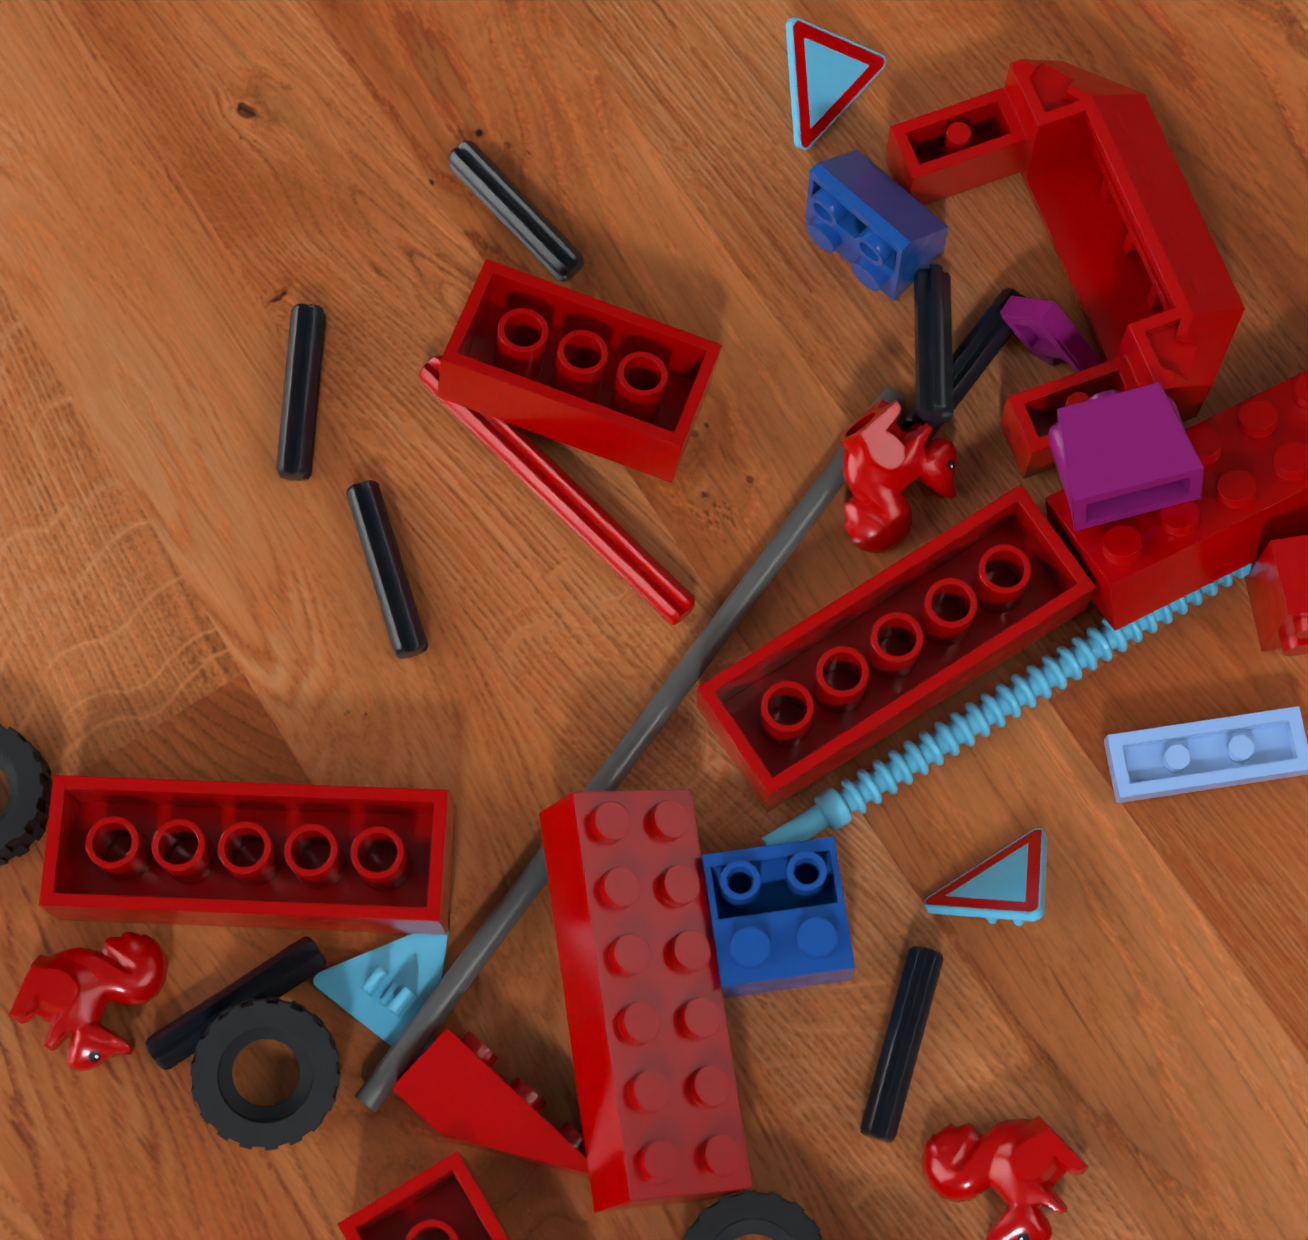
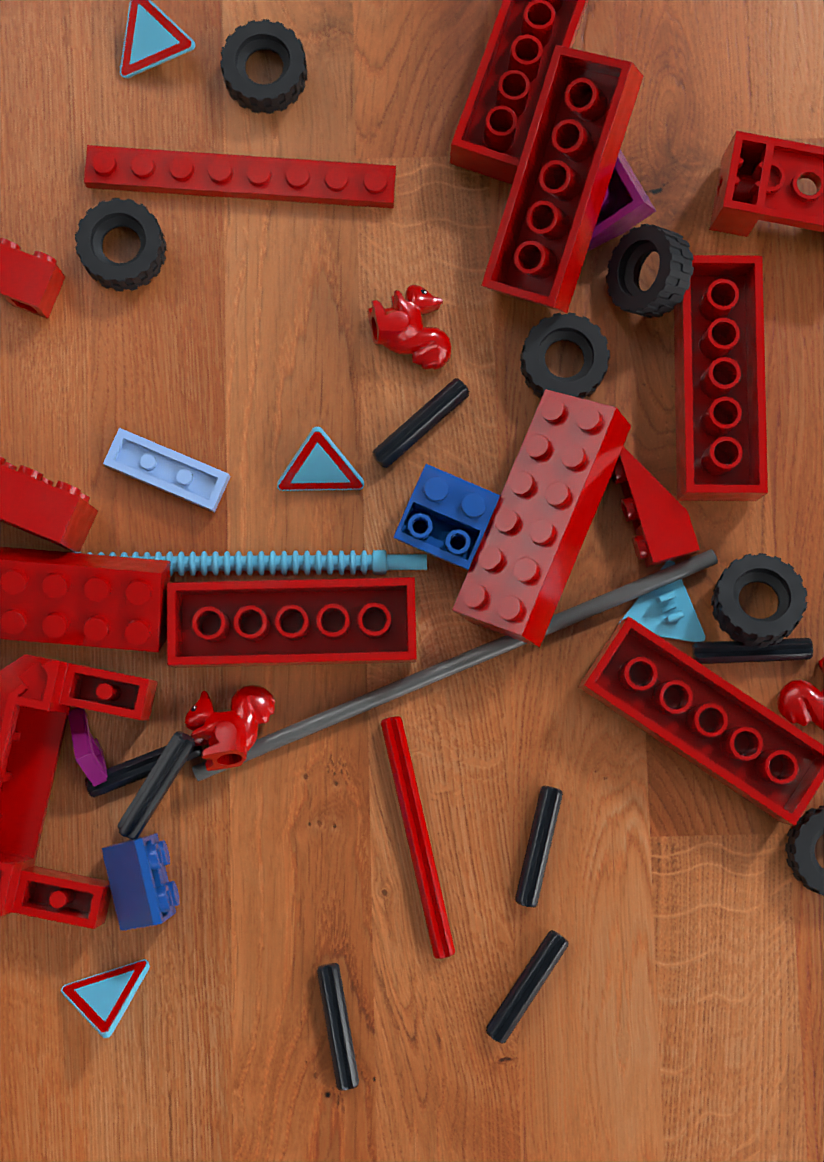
camera: 155 degrees left, 10 degrees up
(577, 370) = (366, 891): red brick -> none
(1124, 456) = (104, 638): magenta torso -> none

